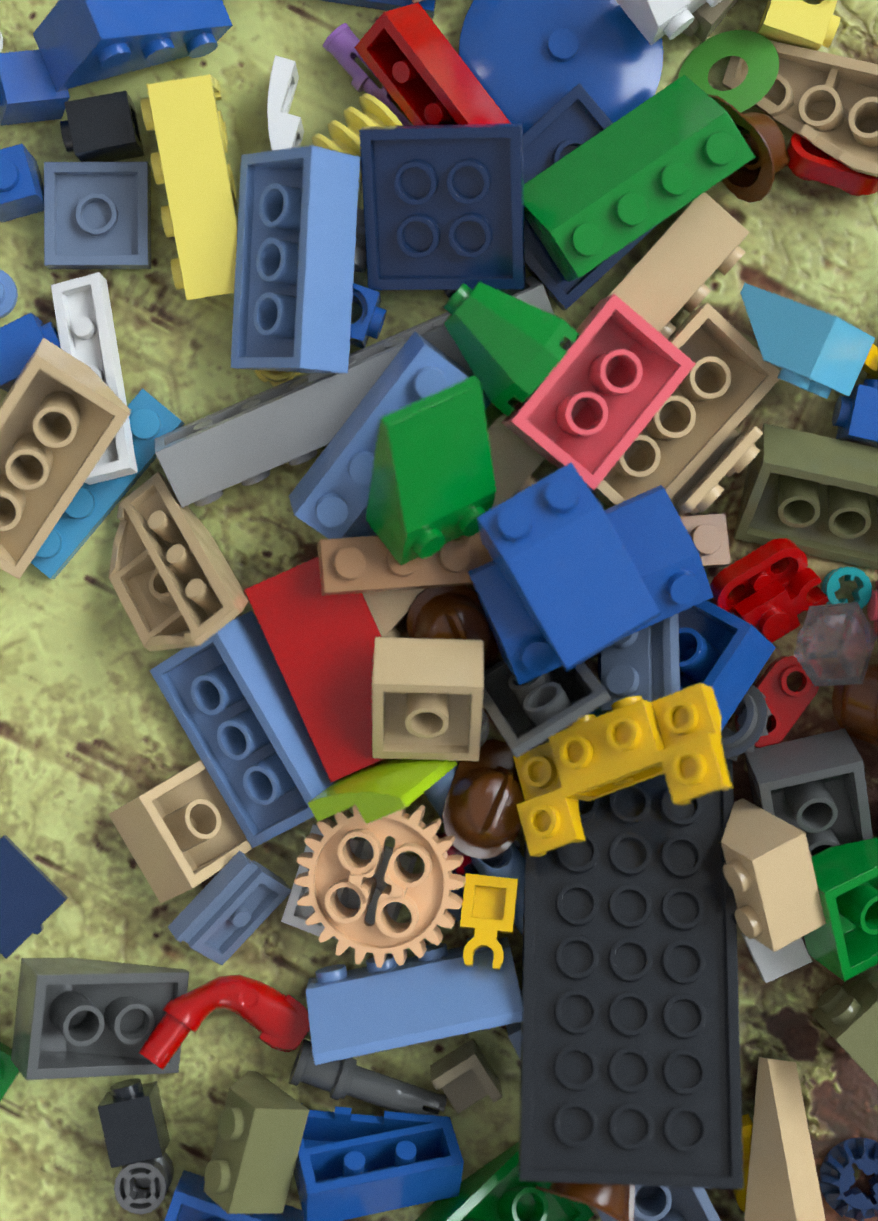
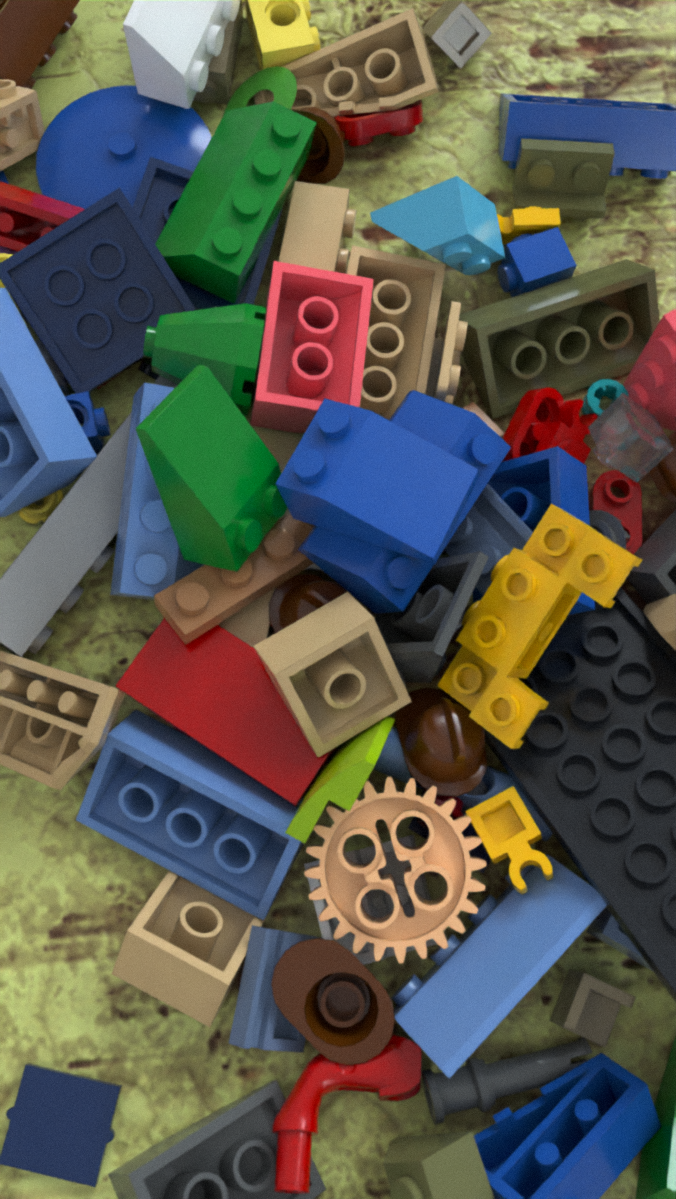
camera: 35 degrees left, 15 degrees down
(267, 948) = (333, 1001): none -> reddish brown piece

